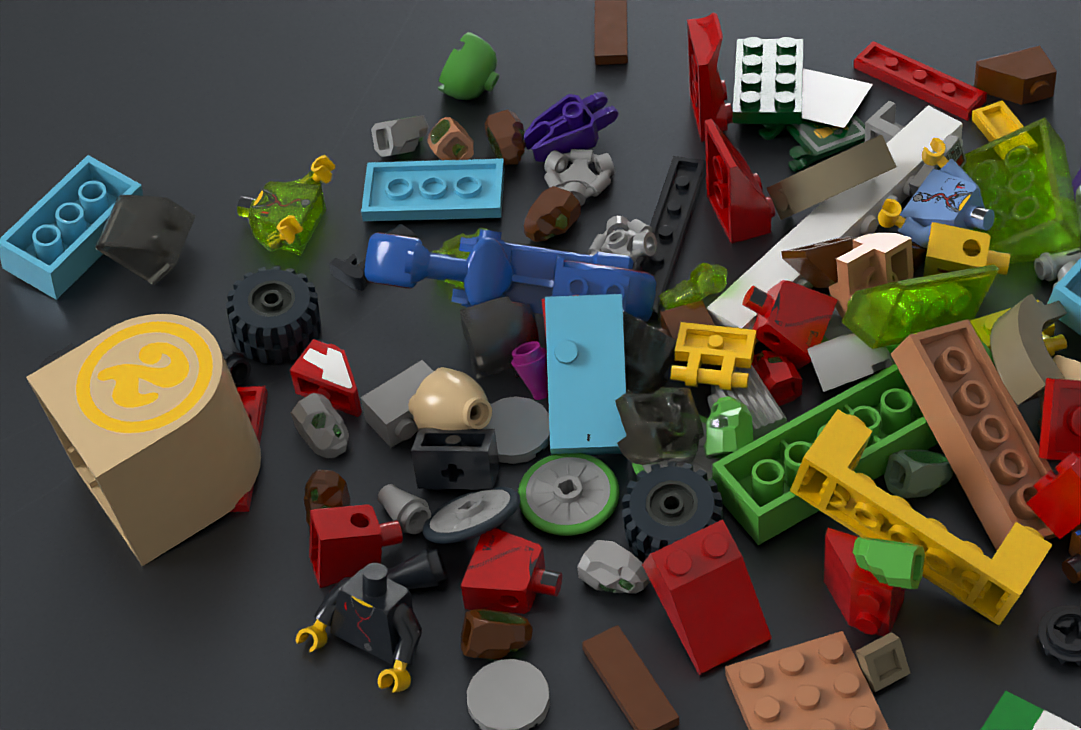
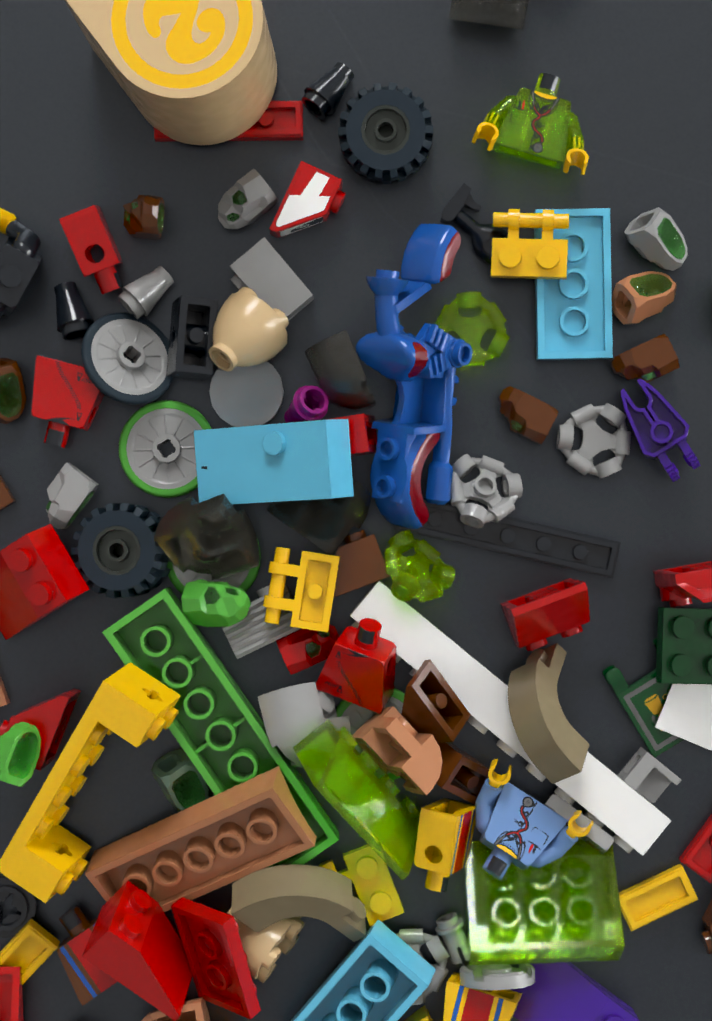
camera: 85 degrees right, 40 degrees up
(405, 207) = (529, 257): none -> yellow plate

